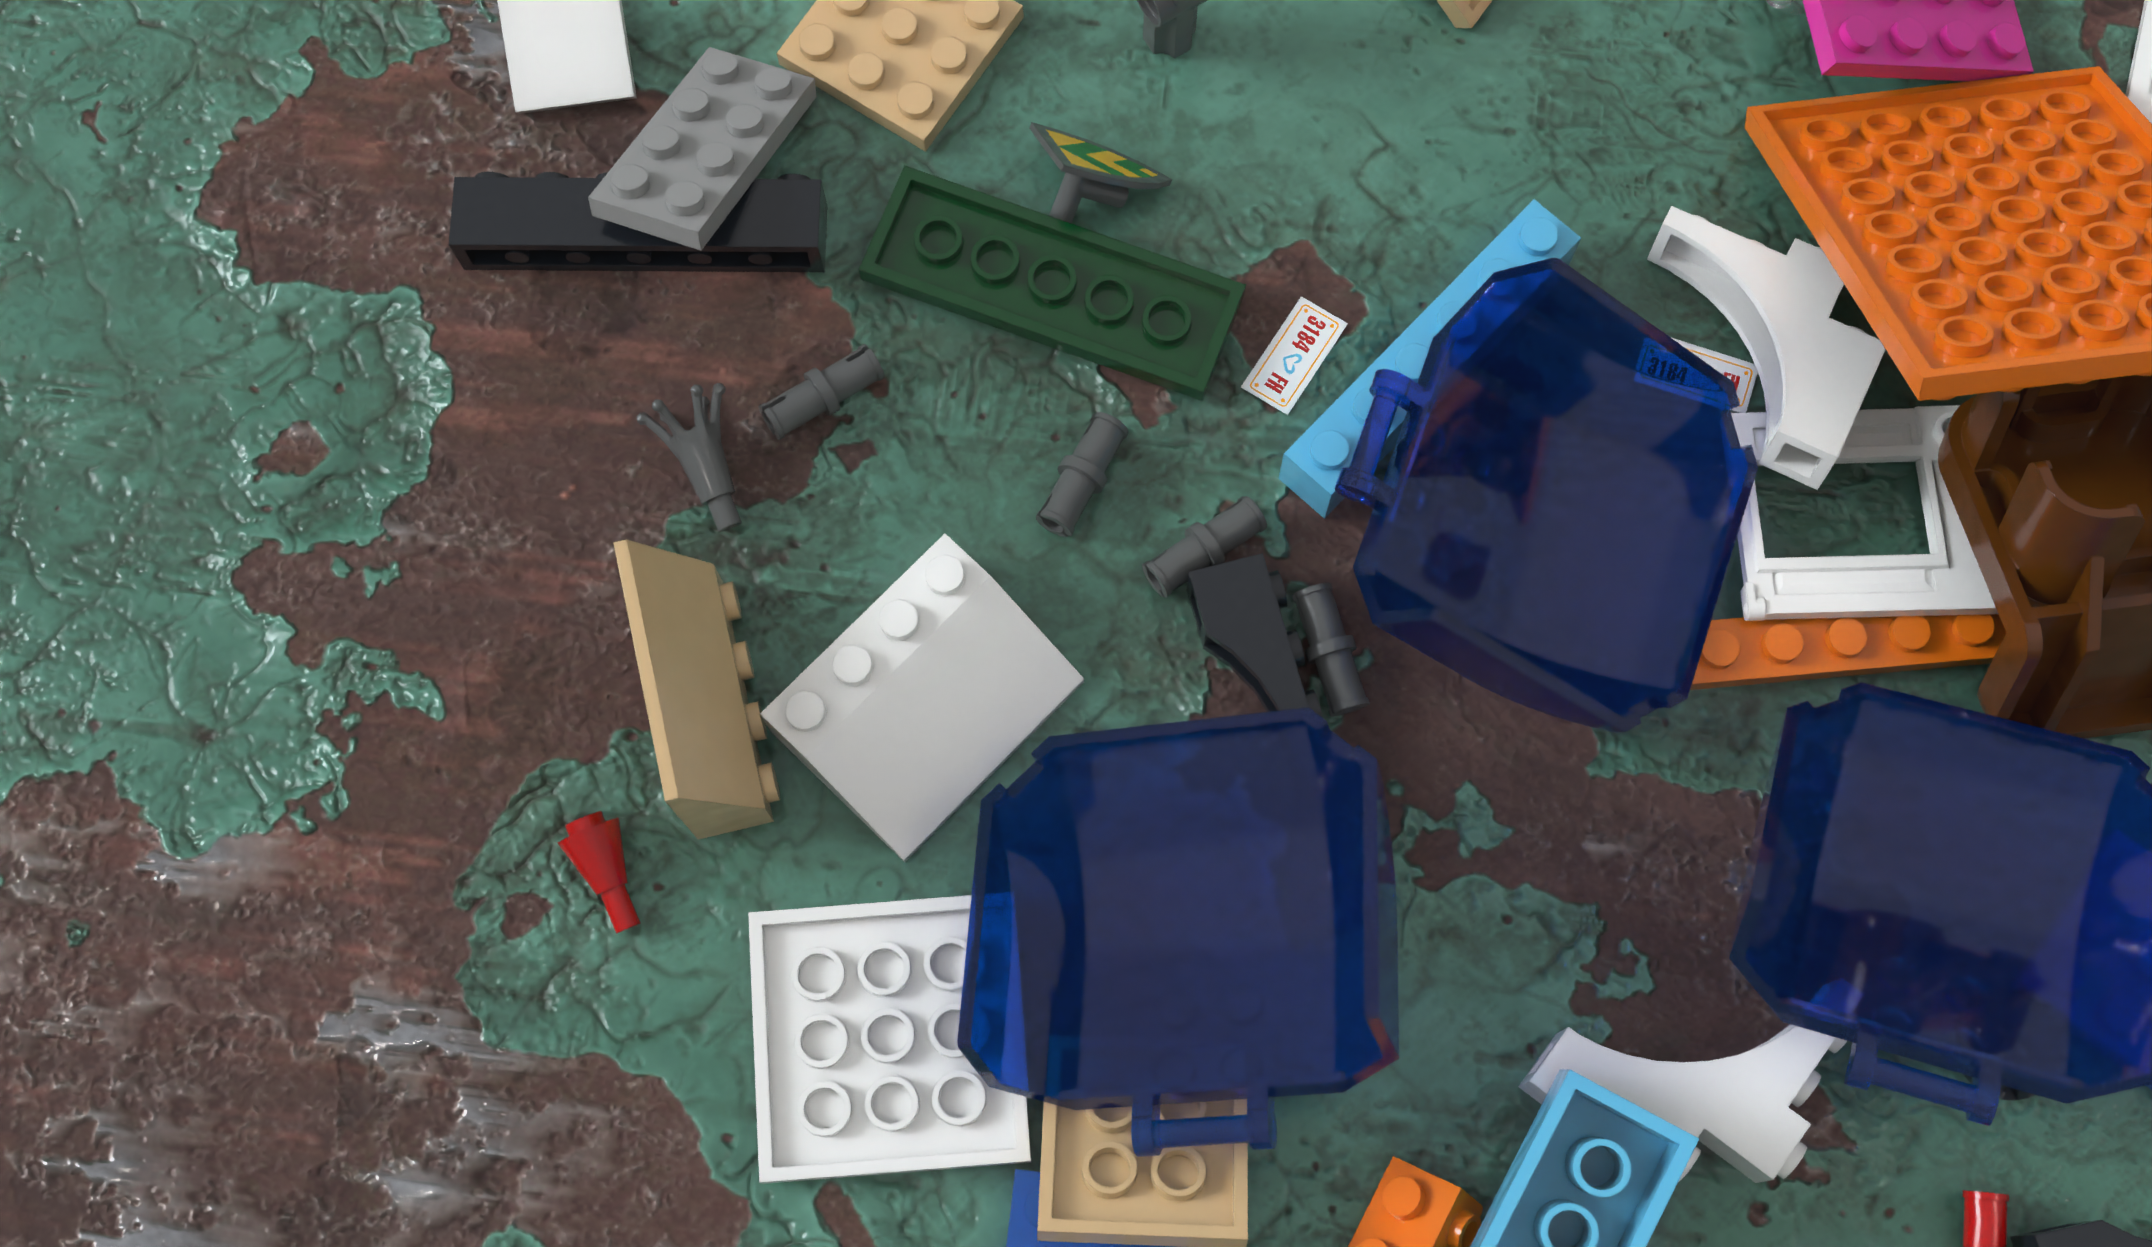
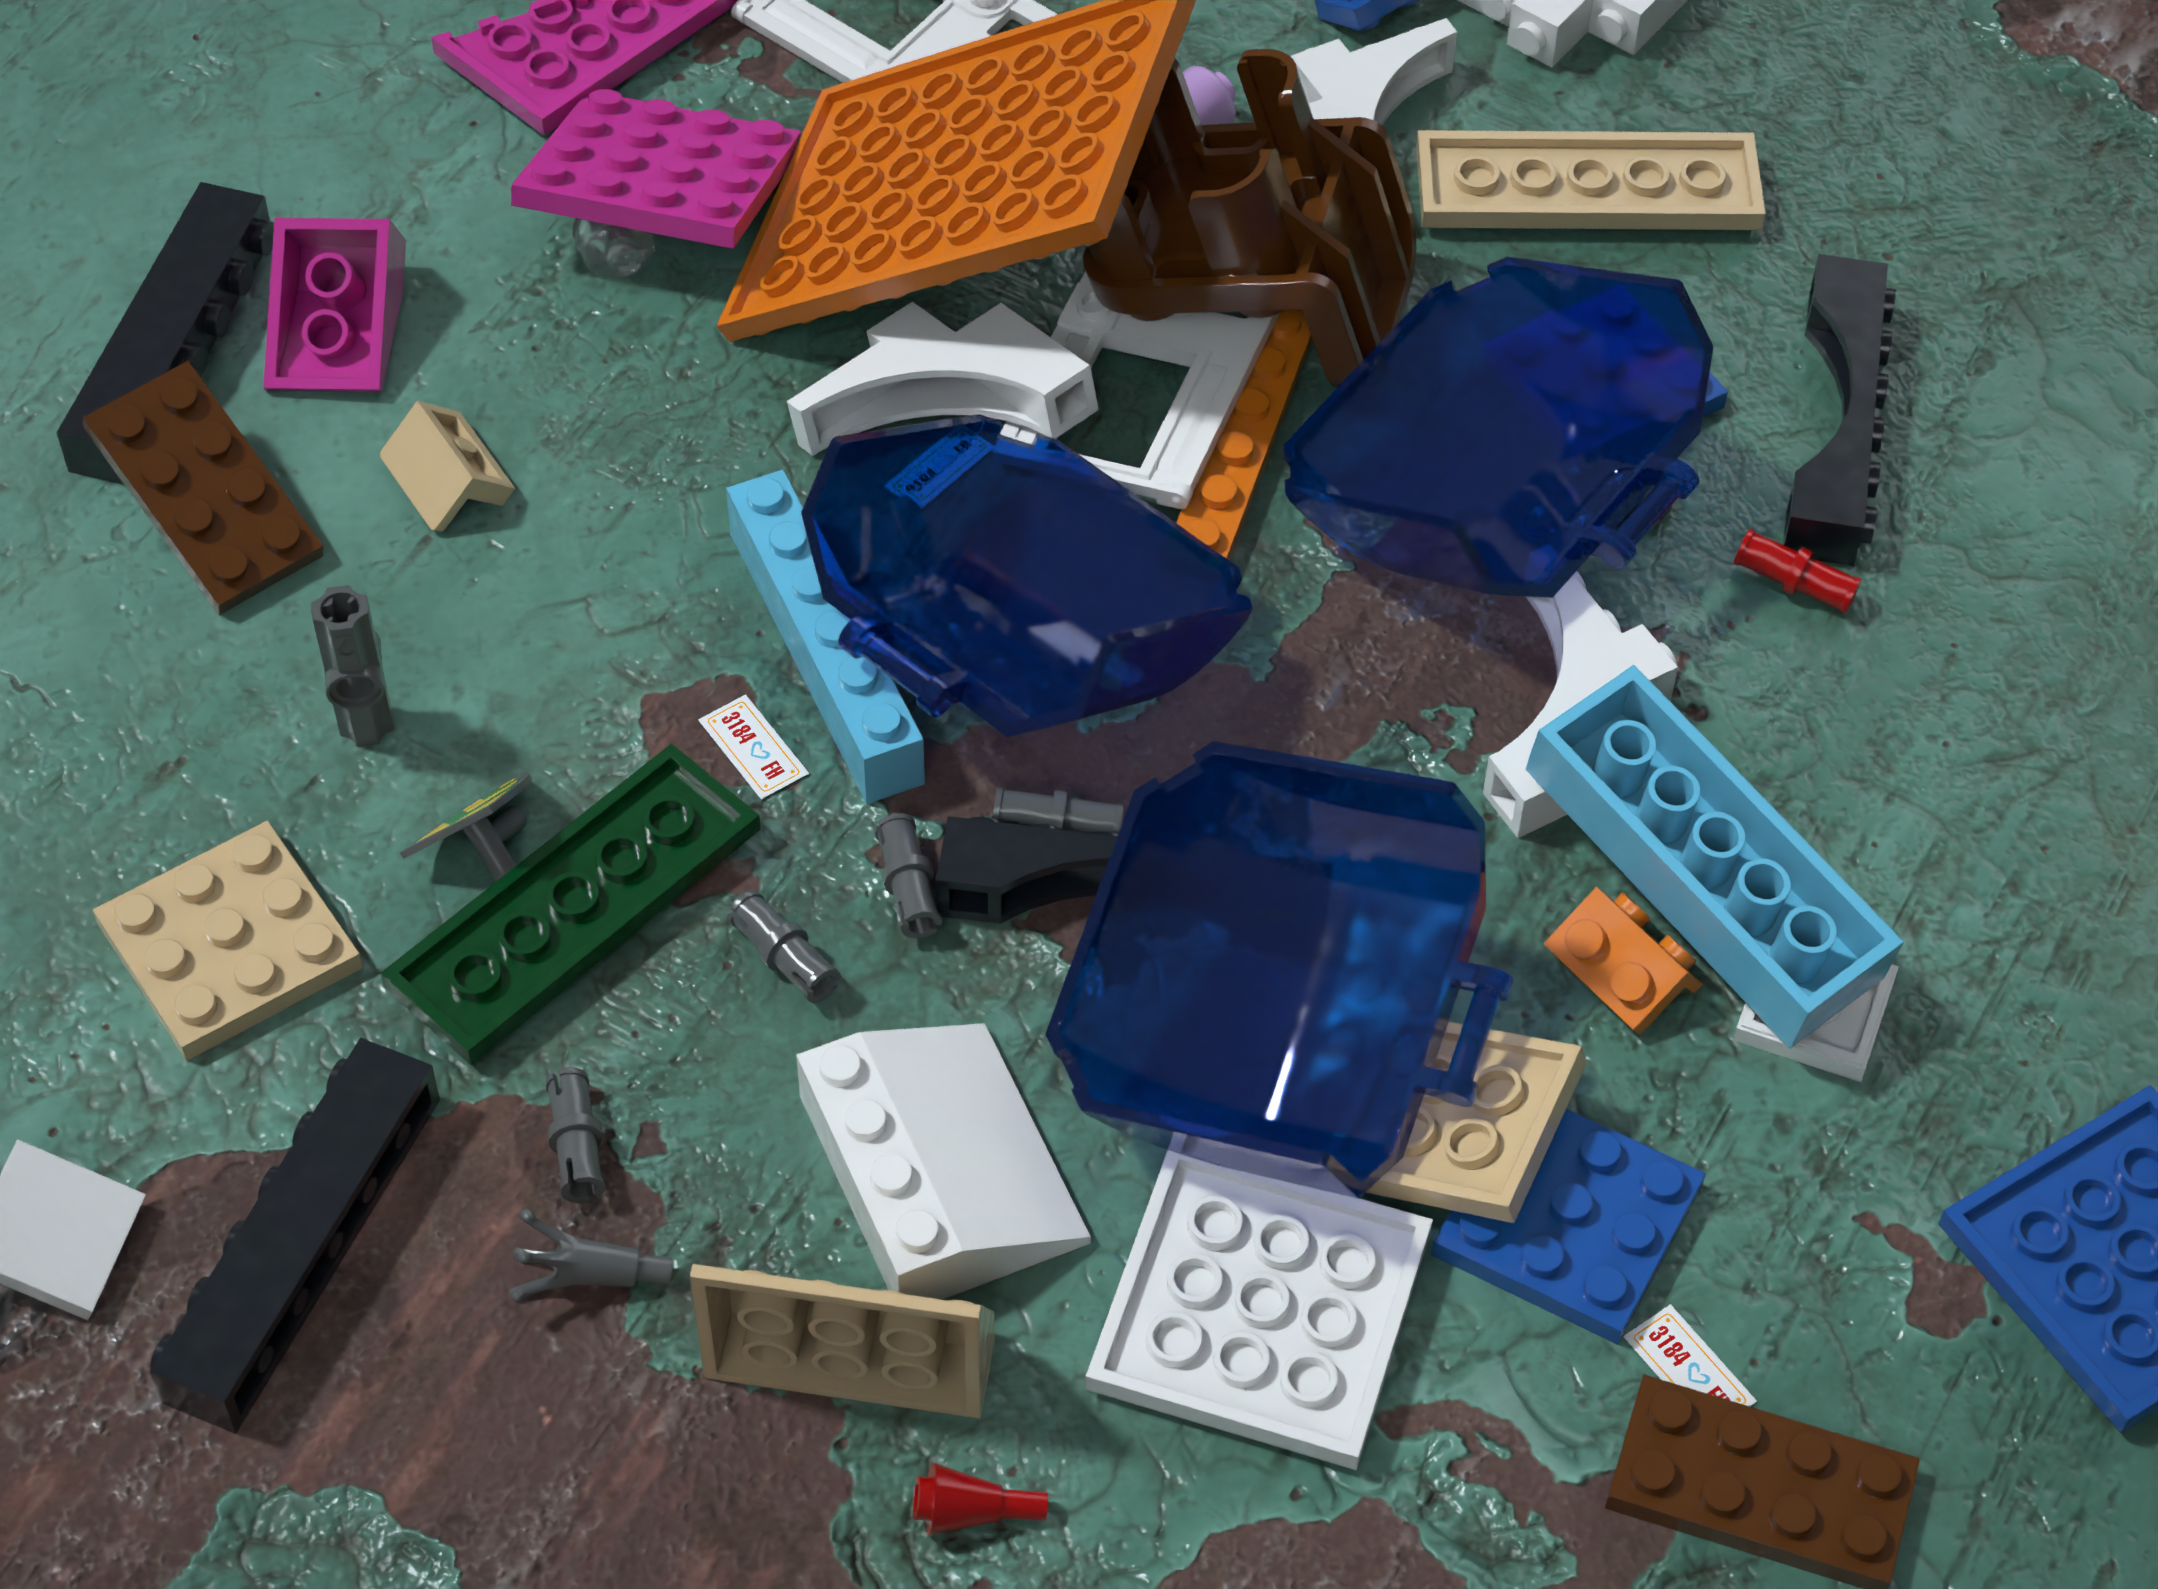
camera: 70 degrees left, 20 degrees down
(703, 148) = (261, 1128): light grey plate -> none

